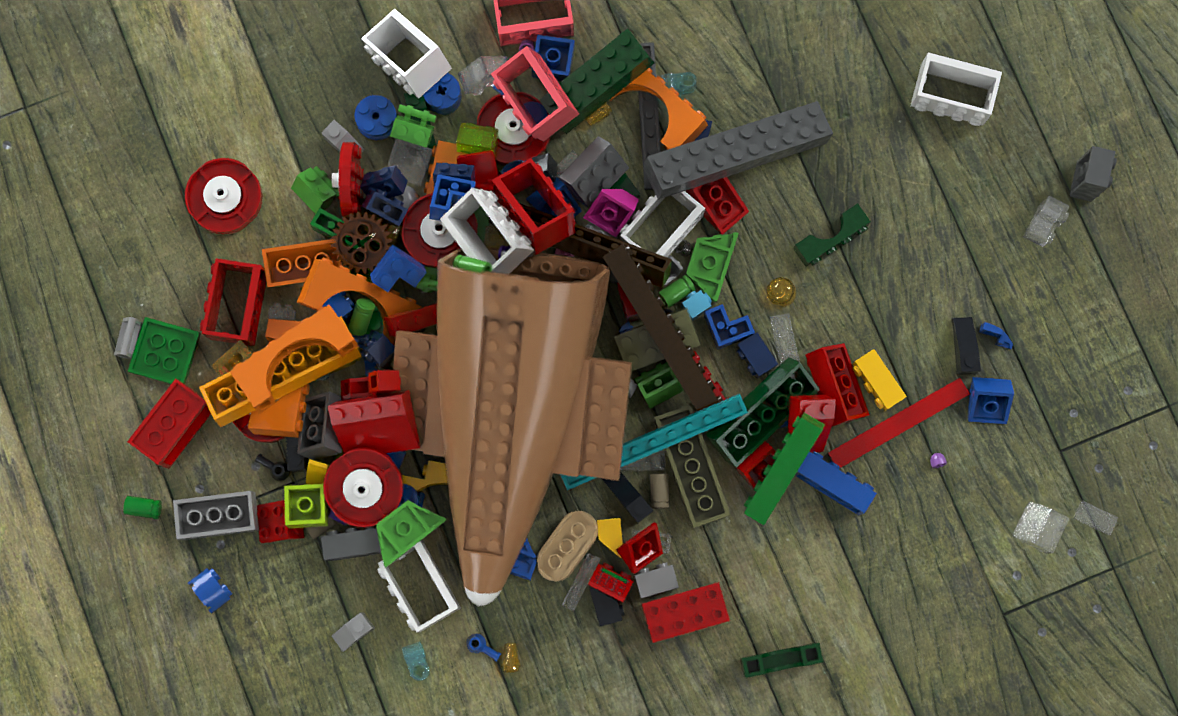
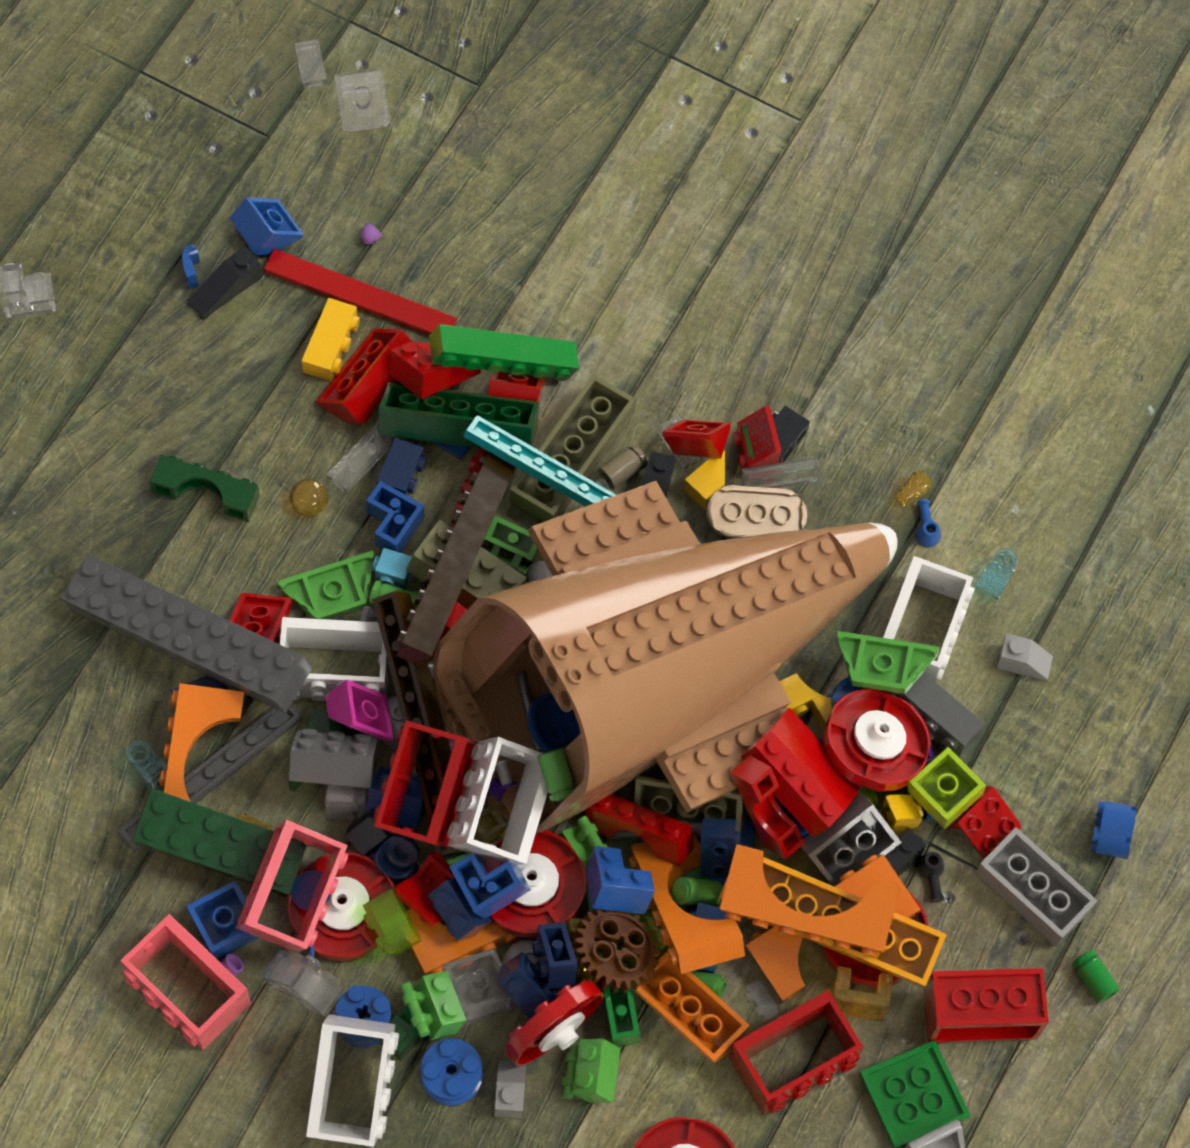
camera: 135 degrees left, 15 degrees down
(656, 581) = (716, 404): light grey brick -> none
(685, 612) = (726, 351): red hose -> none
(781, 659) = (673, 224): dark green arch -> none
(836, 484) = (474, 290): blue brick -> none

